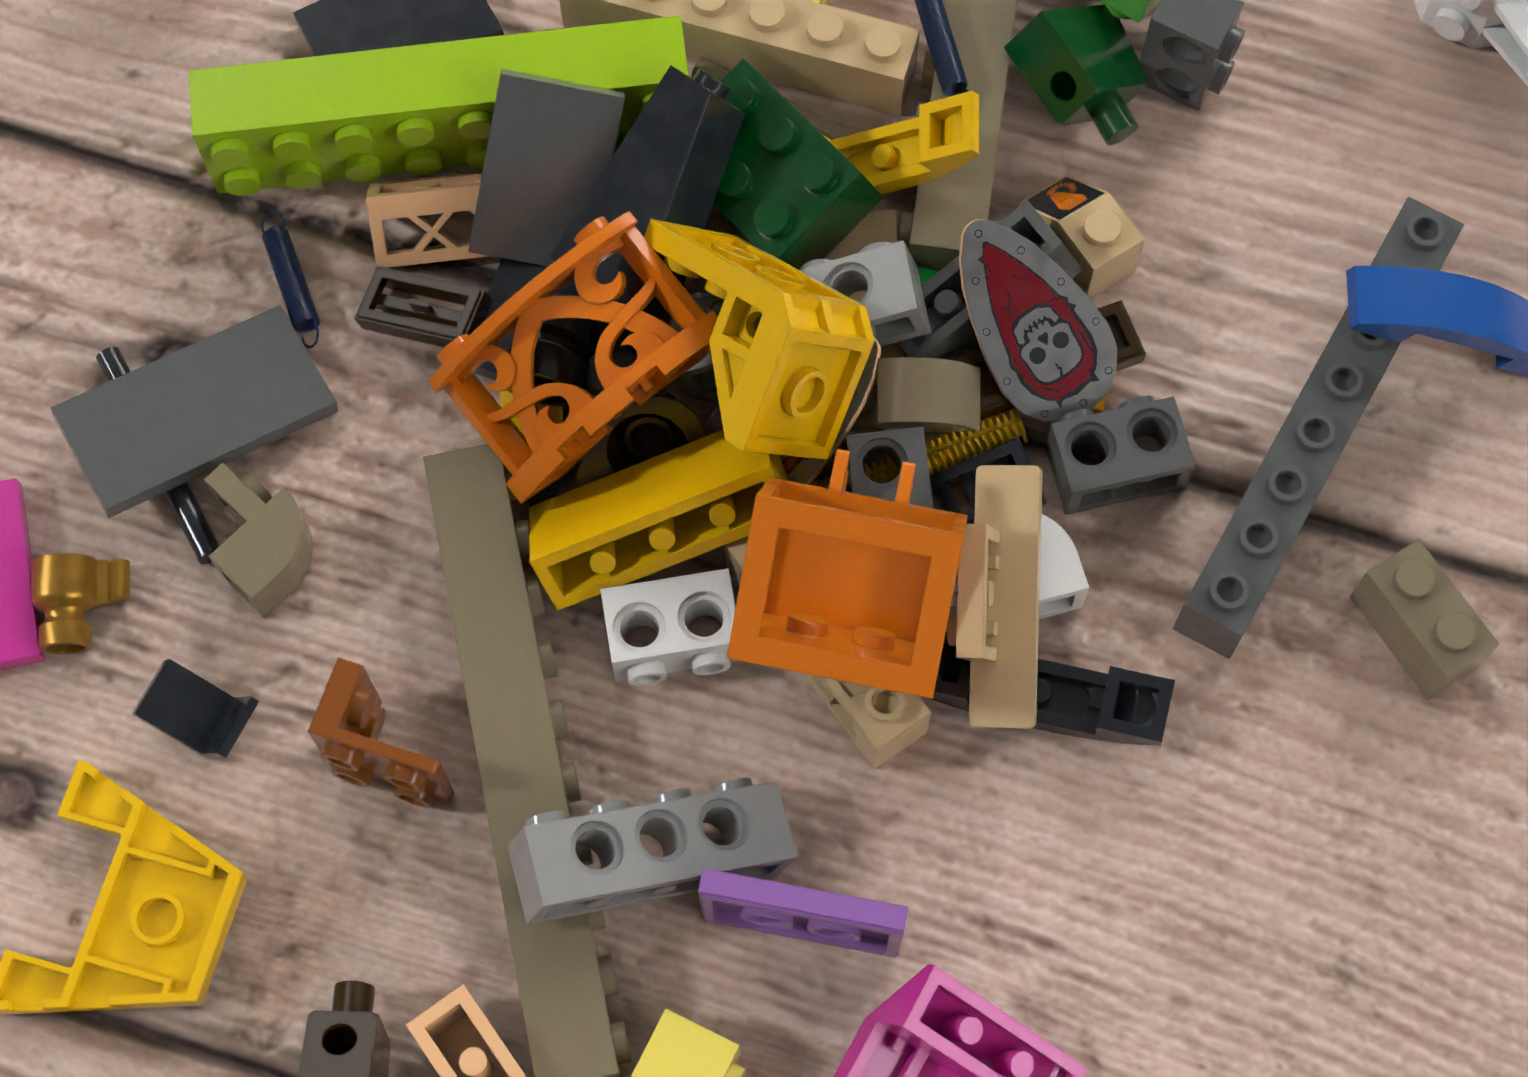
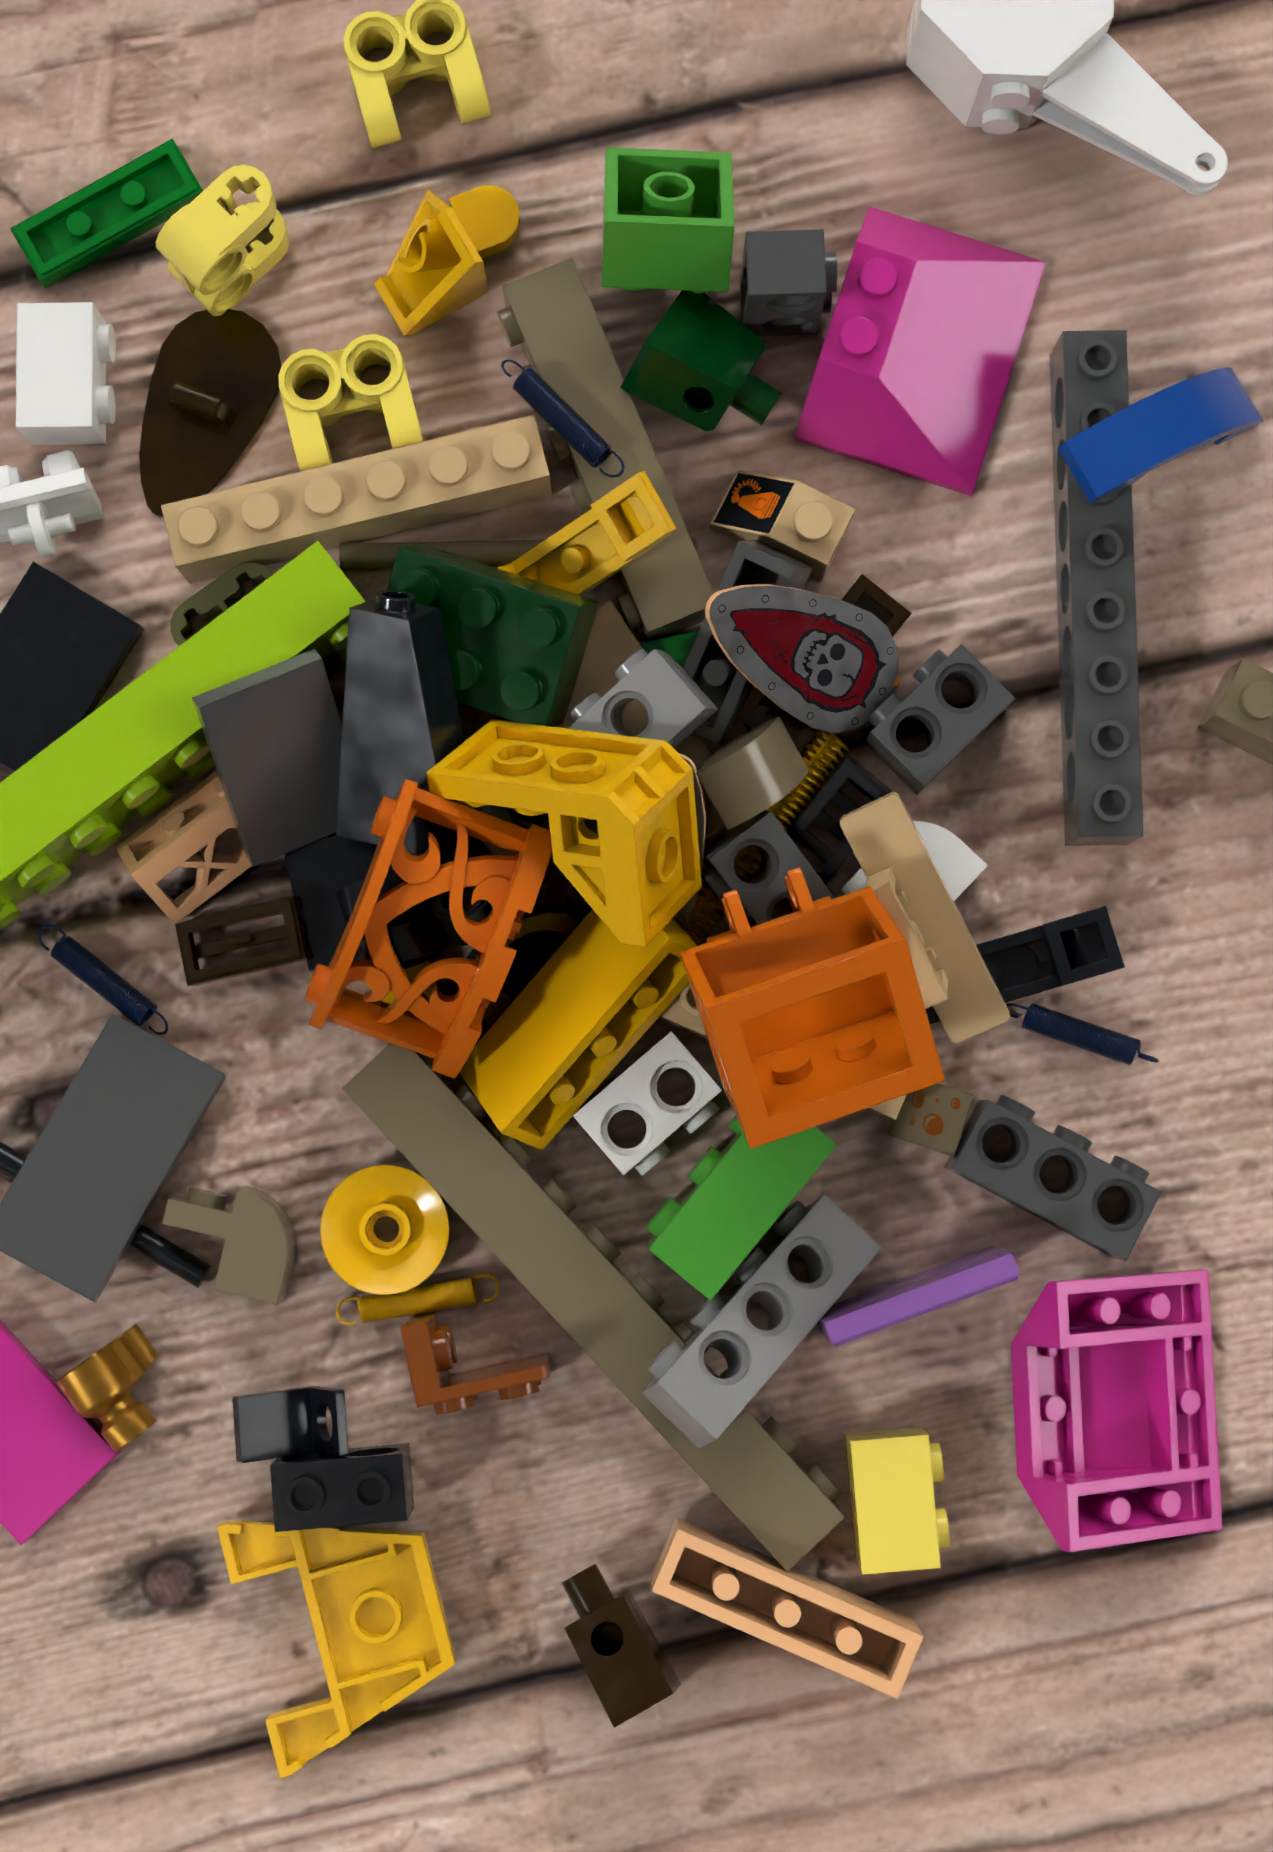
camera: 35 degrees left, 15 degrees up
(204, 789) = (342, 1491): none -> black brick
(376, 572) = (351, 1236): none -> yellow dish
(387, 683) = (418, 1300): none -> yellow piece
(701, 732) = (733, 1204): none -> bright green brick
(914, 783) = (933, 1118): none -> dark tan slope
(984, 928) = (1073, 1206): none -> dark grey brick
(1091, 791) = (1081, 1034): none -> dark blue piece
(1275, 163) = (919, 351): none -> dark pink slope

